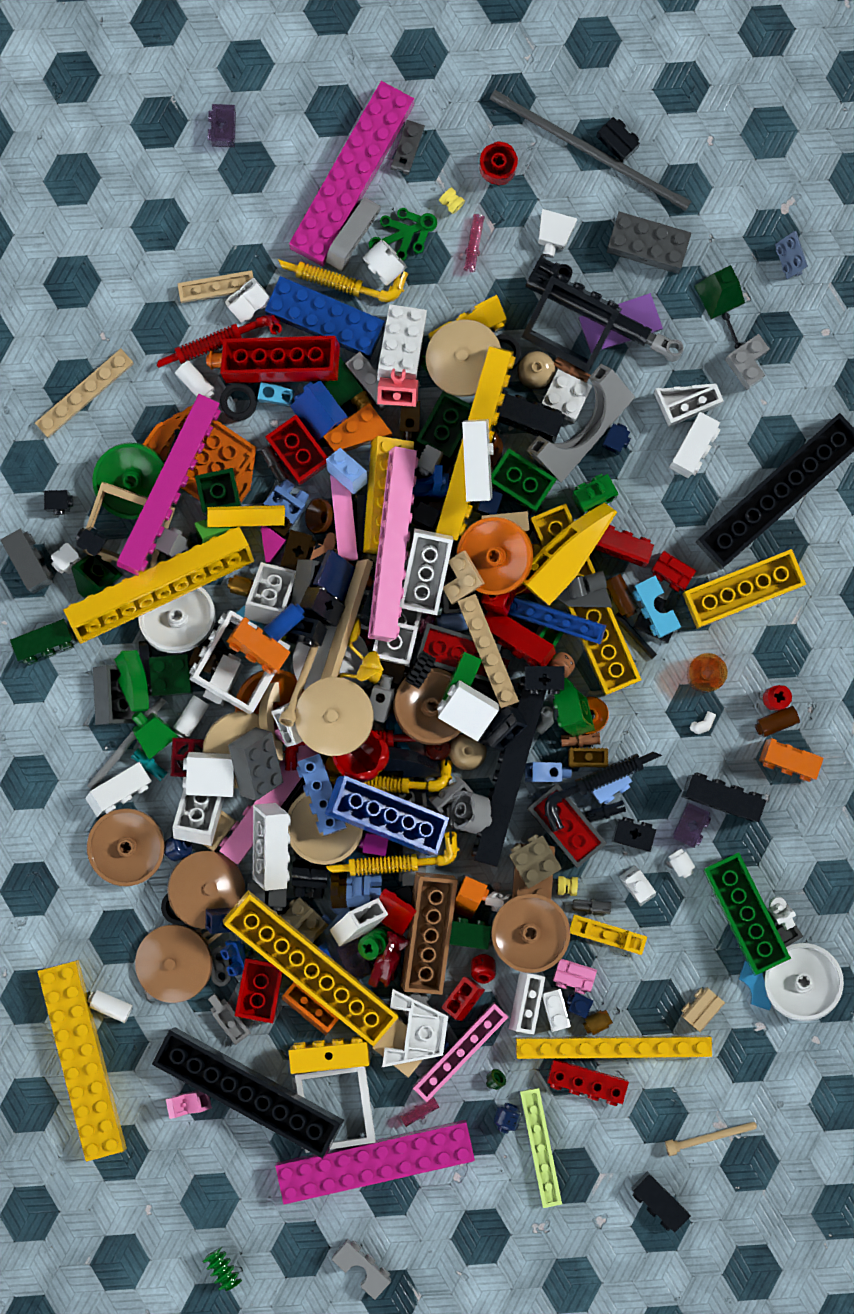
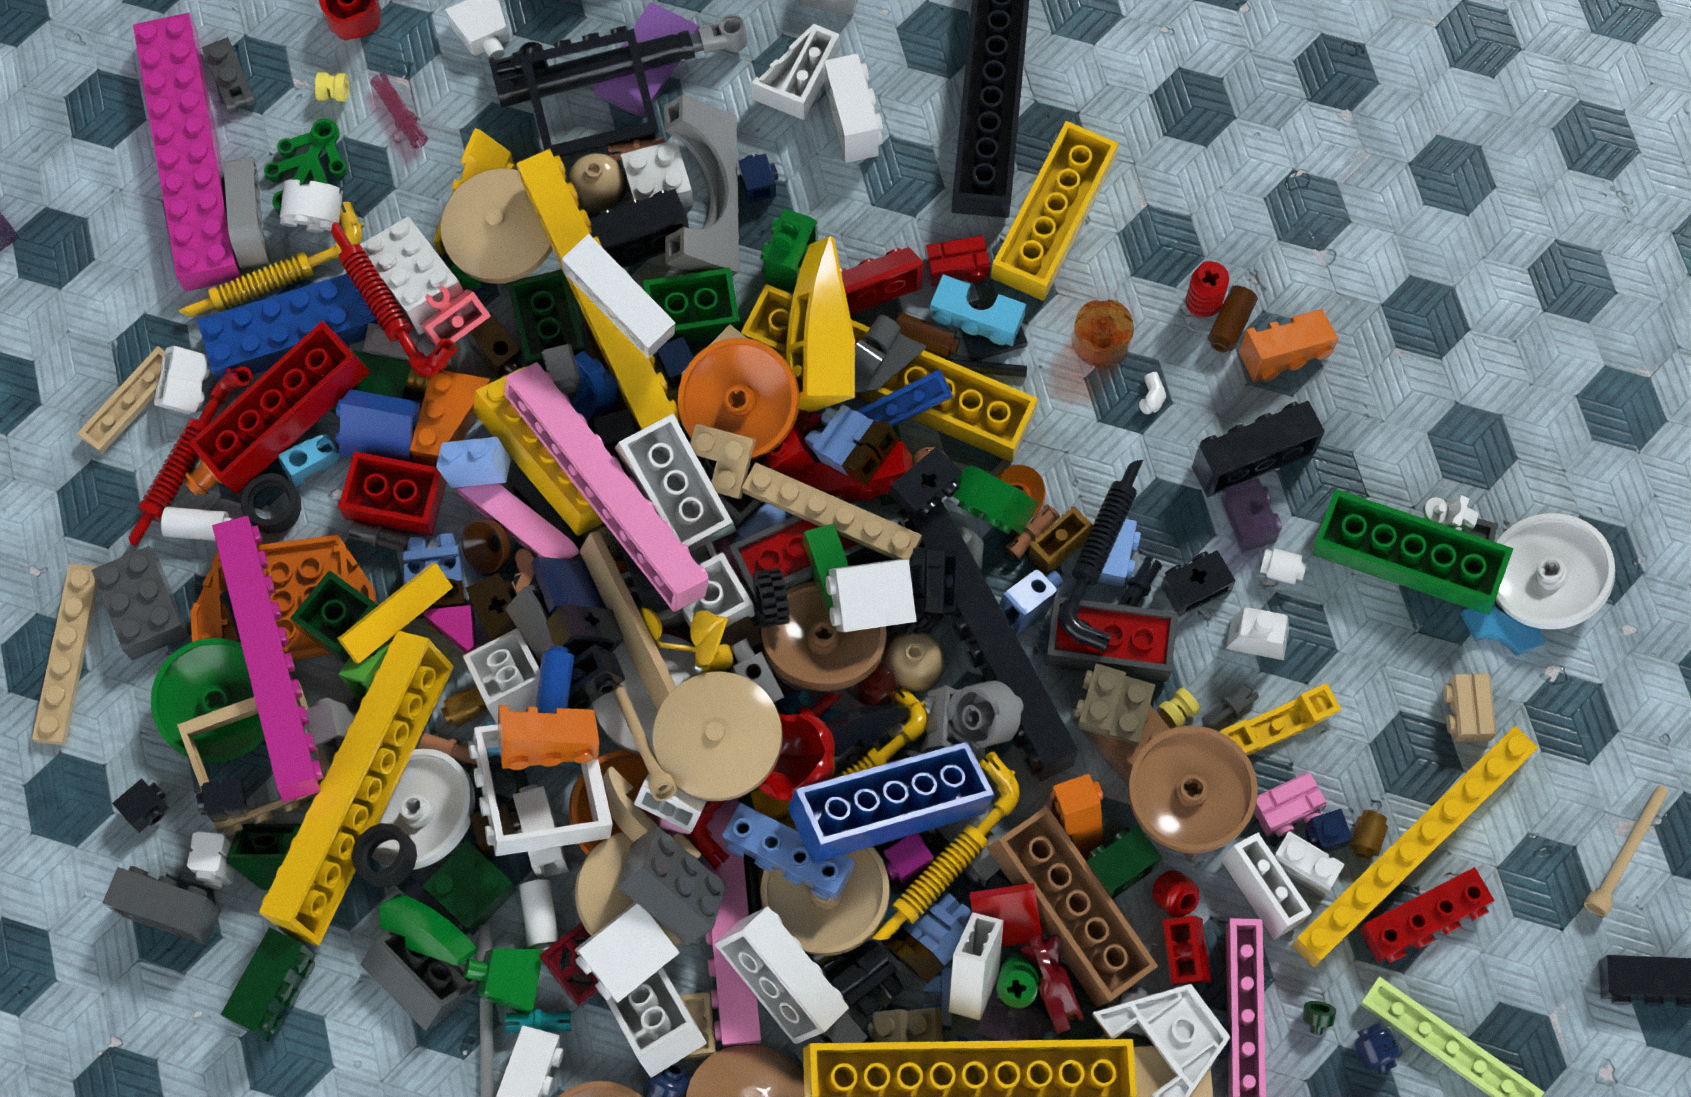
camera: 40 degrees left, 15 degrees down
(136, 399) = (140, 603): none -> dark grey brick
(139, 616) = (369, 841): none -> black tyre
(218, 600) = (451, 747): none -> nougat pin
(371, 353) = (386, 308): none -> red piece
(497, 900) = (1117, 799): white bracket -> none
(528, 618) = (852, 442): none -> hips

